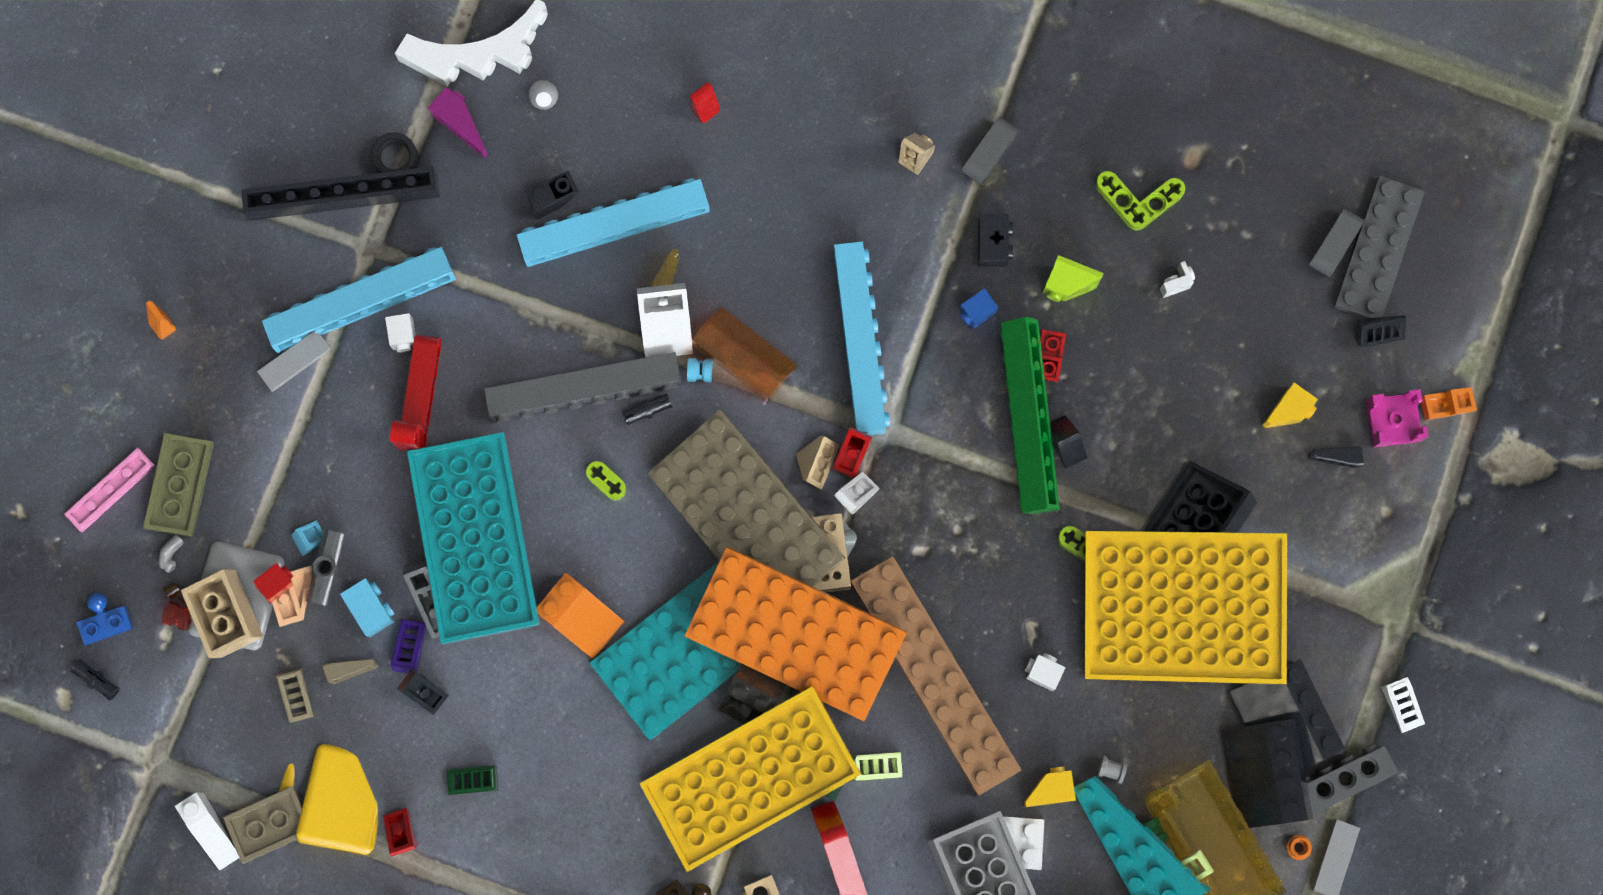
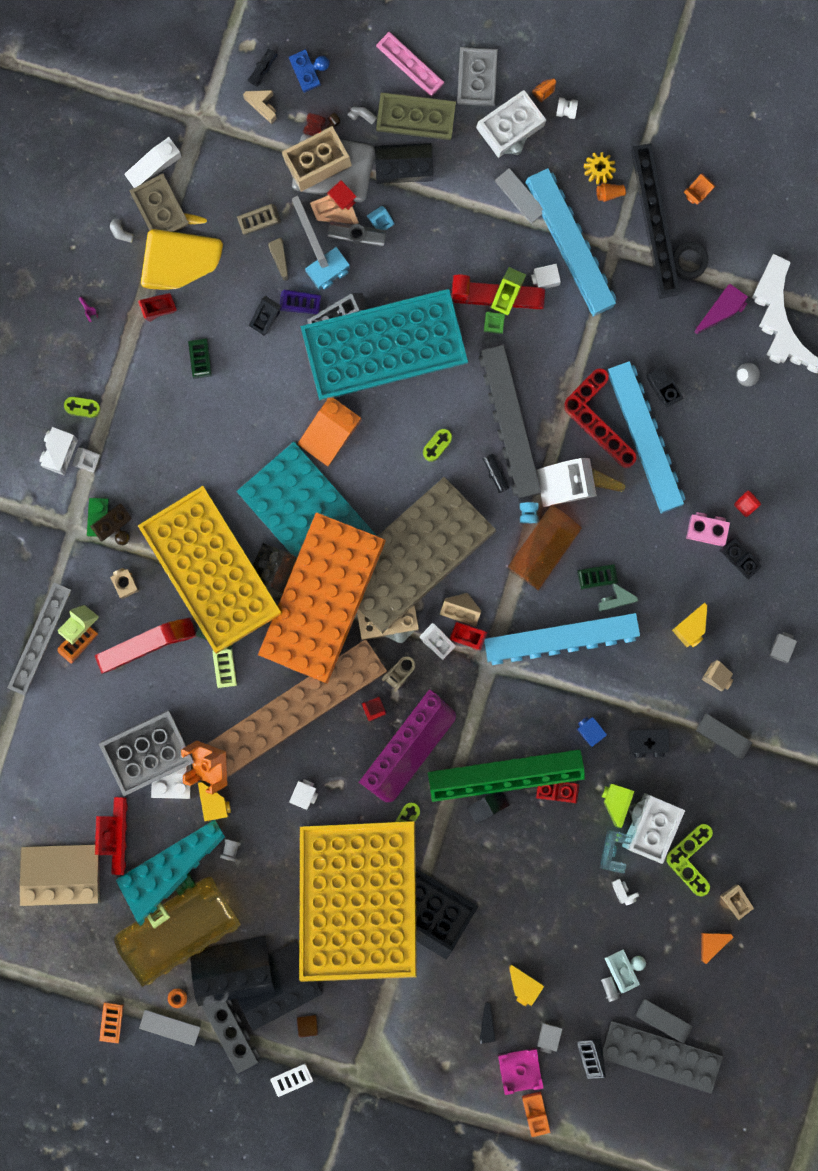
camera: 90 degrees right, 5 degrees up
(134, 405) = (477, 76): none -> light grey tile
(139, 688) = (258, 99): none -> tan slope
(186, 294) = (567, 108): none -> white wheel
(201, 365) = (511, 125): none -> white piece
(238, 503) = (404, 163): none -> black slope
(271, 266) = (606, 164): none -> yellow gear
(297, 880) = (119, 233): none -> light grey arm
(298, 248) = (609, 191): none -> orange cone
(305, 139) = (699, 189): none -> orange bracket
(318, 626) = (310, 232): none -> light grey tile
(416, 376) = (508, 291): none -> lime slope
(454, 400) = (494, 322): none -> bright green plate
(589, 281) = (596, 422): none -> red beam
(739, 155) = (707, 534): none -> bright pink brick
(771, 118) = (740, 558): none -> black slope
(785, 310) = (580, 573): none -> dark green slope
(814, 263) = (622, 598): none -> sand green slope
(853, 176) = (693, 627): none -> yellow slope
(884, 73) = (783, 647): none -> light grey brick
(895, 542) = (399, 674): none -> dark tan piece
(939, 577) = (374, 709): none -> red panel
(991, 533) = (409, 747): none -> magenta windscreen
(1004, 792) = (208, 766): none -> orange panel
(1101, 239) = (653, 827): none -> white piece
(1128, 294) = (610, 851): none -> clear light blue panel
(1191, 147) = (737, 901): none -> tan slope
(1244, 178) = (712, 944): none -> orange slope
(1272, 287) = (623, 970): none -> light aqua plate
(1296, 304) = (610, 989): none -> light grey pin
(1337, 682) = (307, 1026): none -> reddish brown slope
(1355, 381) = (549, 1038): none -> light grey brick

